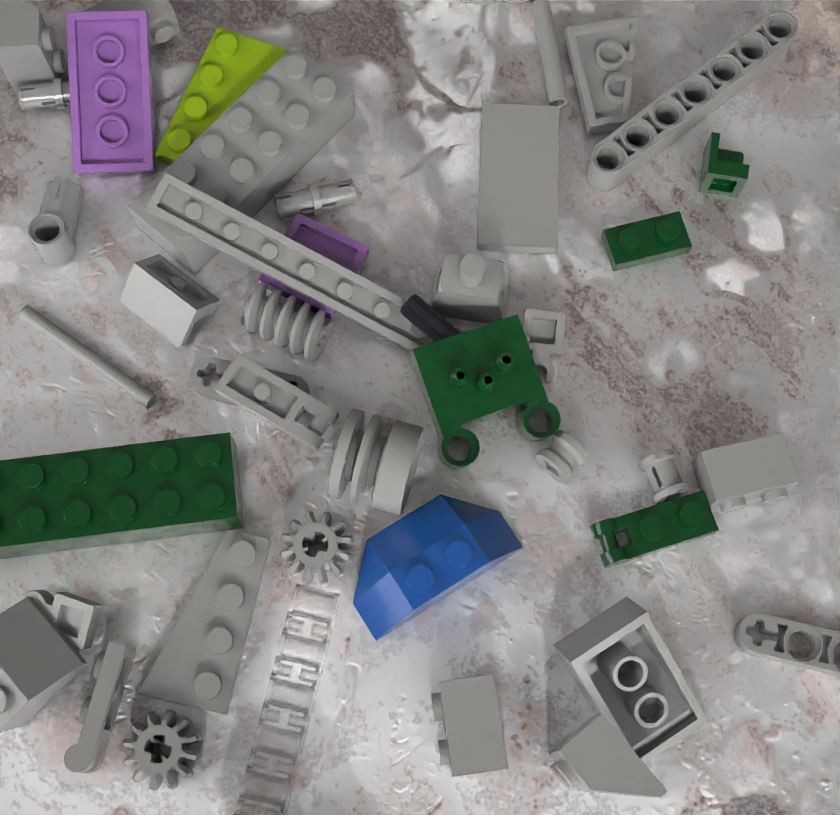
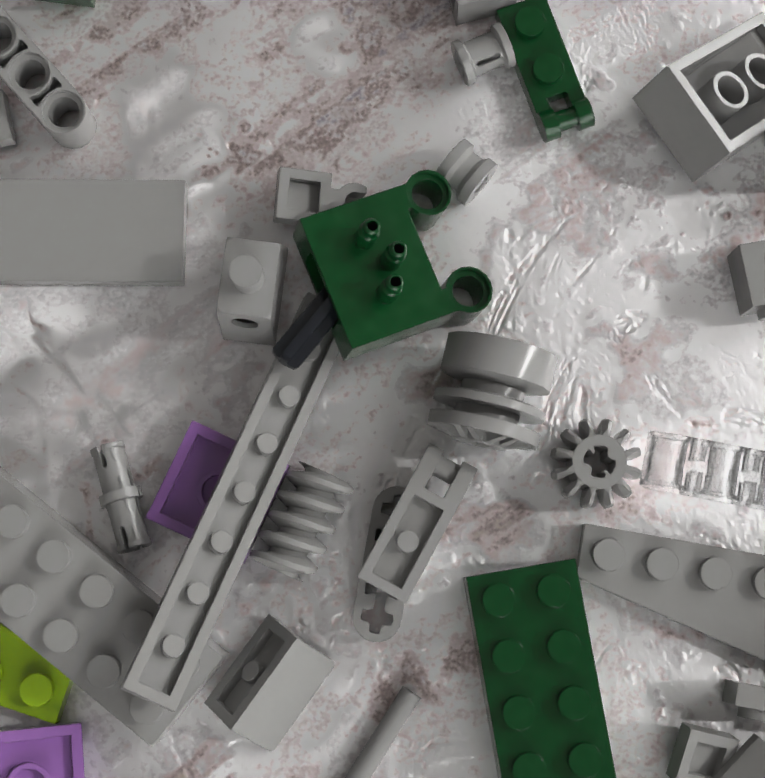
camera: 90 degrees left, 10 degrees up
(428, 559) = (602, 327): blue wedge -> none
(646, 241) = (169, 72): dark green plate -> none

